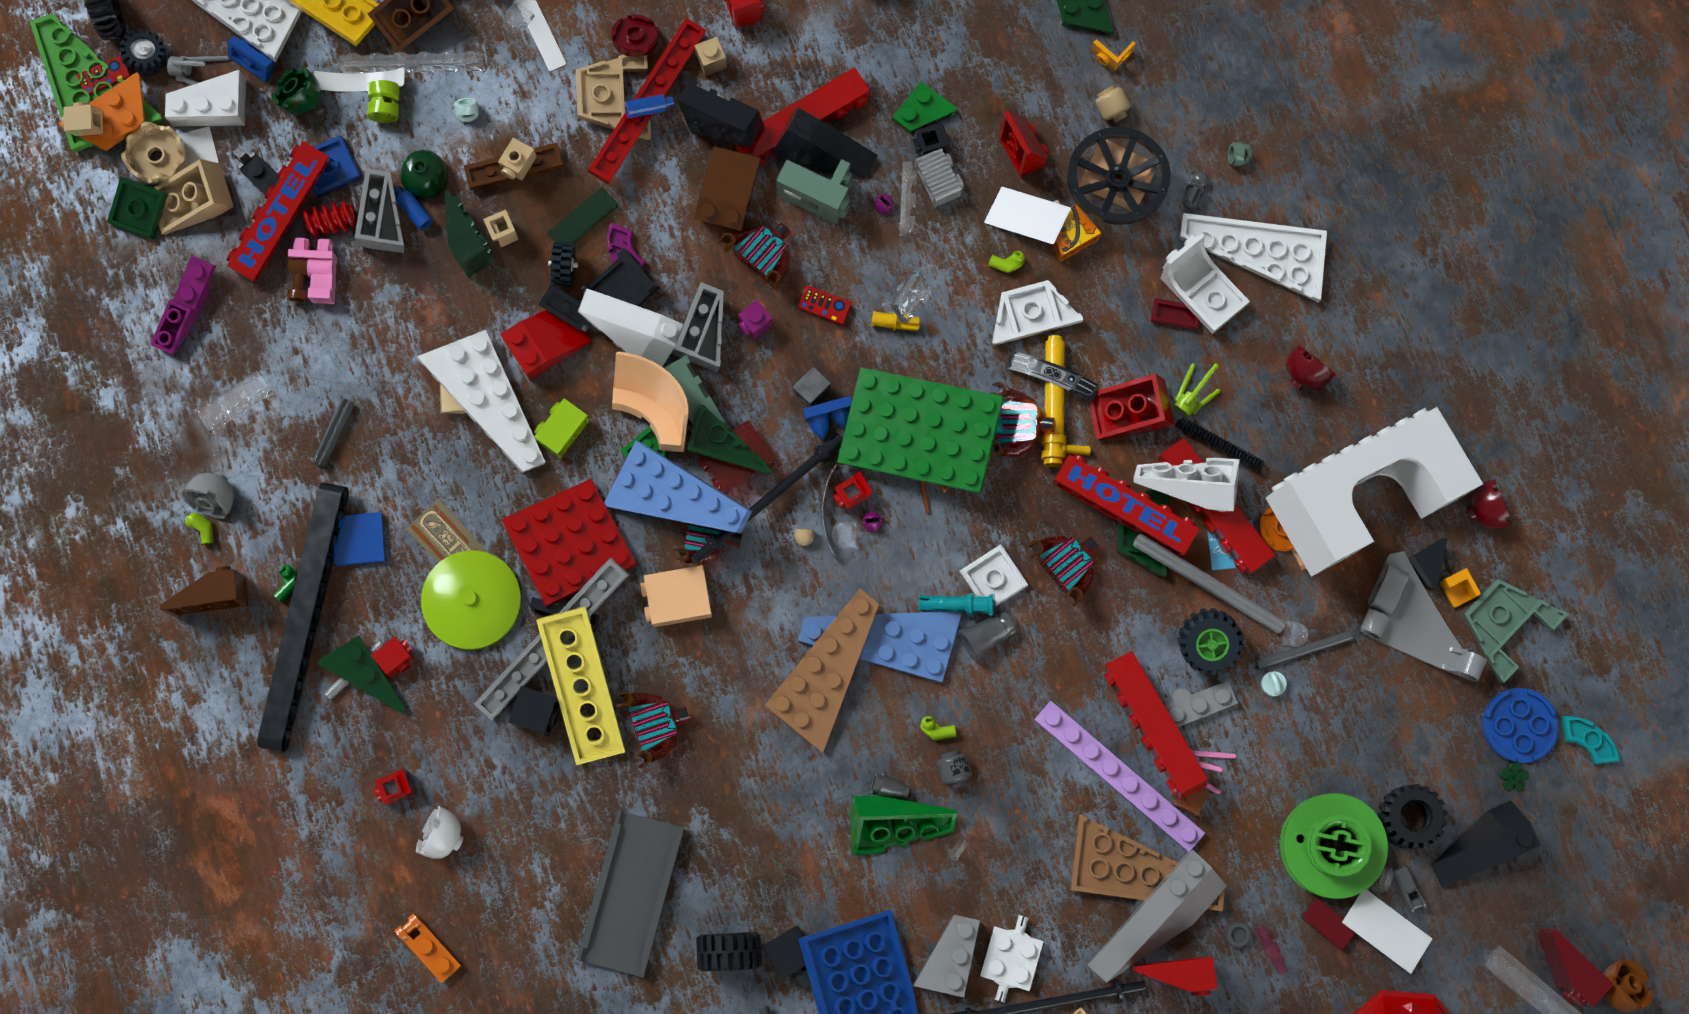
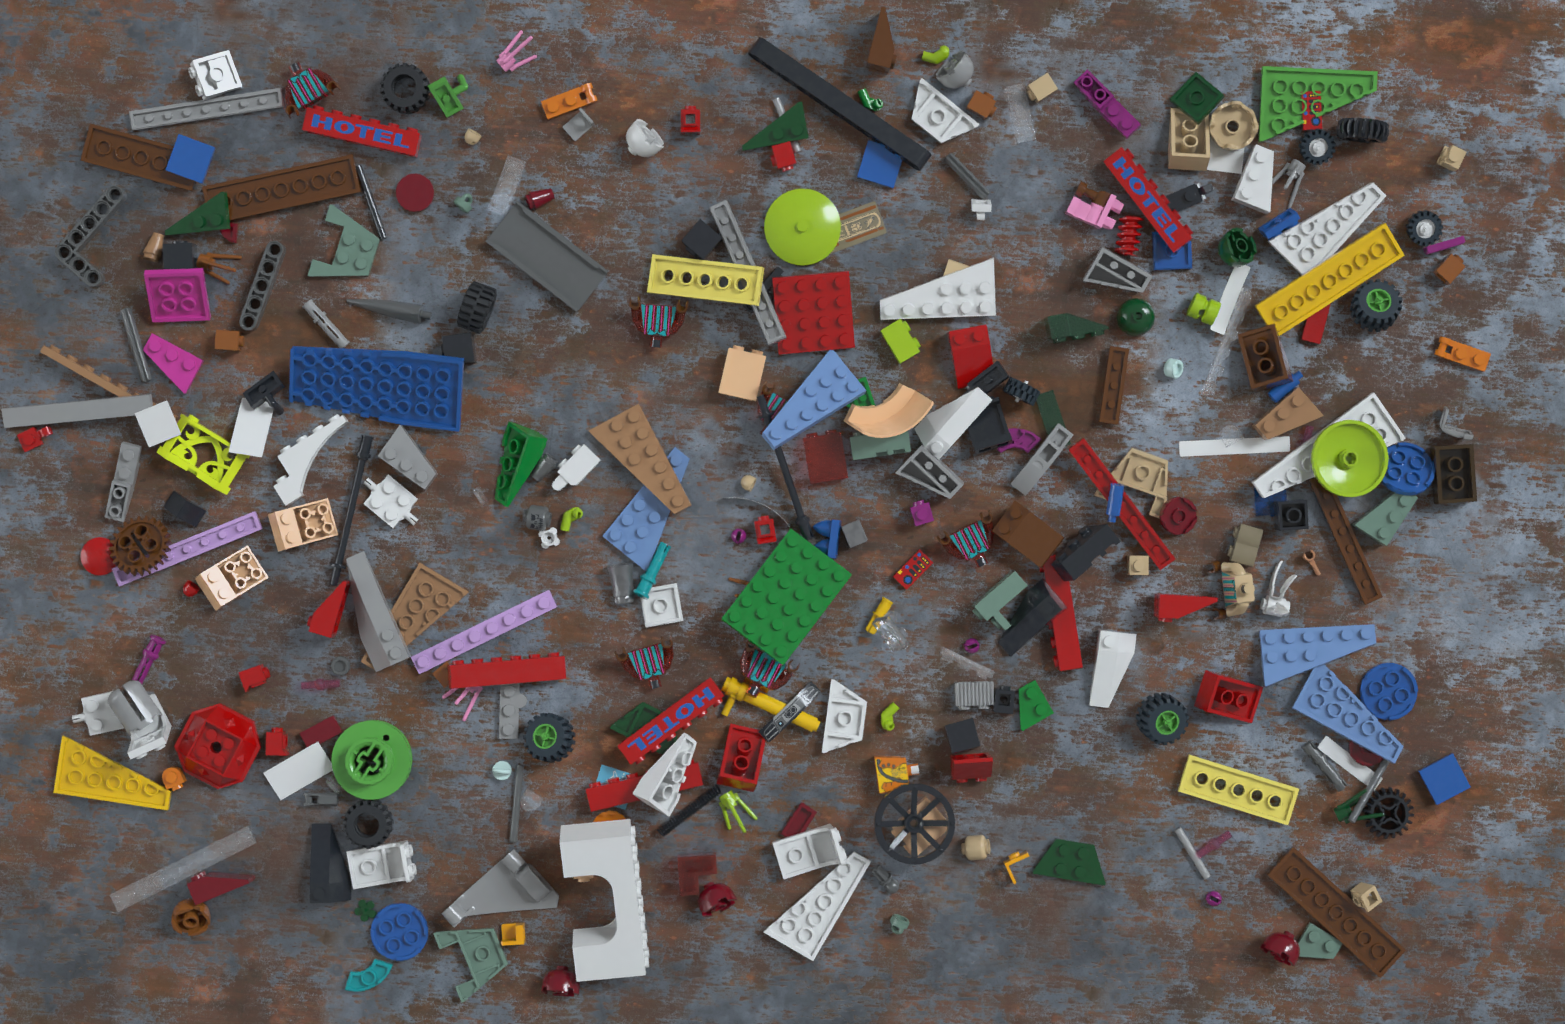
camera: 120 degrees right, 10 degrees up
(82, 119) = (1276, 83): tan brick -> none
(121, 112) = (1275, 104): orange wing -> none
(193, 388) = (1041, 88): none -> tan brick
(240, 449) = (982, 105): none -> dark orange brick
(271, 494) = (939, 115): none -> white wing
(364, 400) = (980, 207): none -> white tile
(413, 208) = (1112, 298): blue cylinder -> none
(452, 922) = (578, 125): none -> light grey bracket
(501, 228) = (1067, 357): tan brick -> none
(517, 160) = (1114, 388): tan brick -> none
(563, 934) = (538, 198): none -> dark red cone
(563, 981) = (507, 185): none -> clear plate
(634, 209) = (1042, 459): none -> light grey slope
(716, 441) = (839, 448): dark green wing -> none
(833, 44) = (1111, 661): none -> white wedge
(844, 534) = (737, 512): clear tile -> none
(873, 747) = (576, 468): none -> white hinge
(979, 746) = (553, 541): none -> white plate
(993, 168) = (962, 736): none -> black head
(1027, 215) = (916, 746): white sticker -> none
(1209, 583) = (591, 756): light grey axle -> none
(1283, 410) = (690, 868): none -> clear red brick
(1366, 972) = (276, 742): none -> red window
(1429, 563) = (540, 920): black slope -> none
(1453, 777) = (381, 864): none -> white bracket

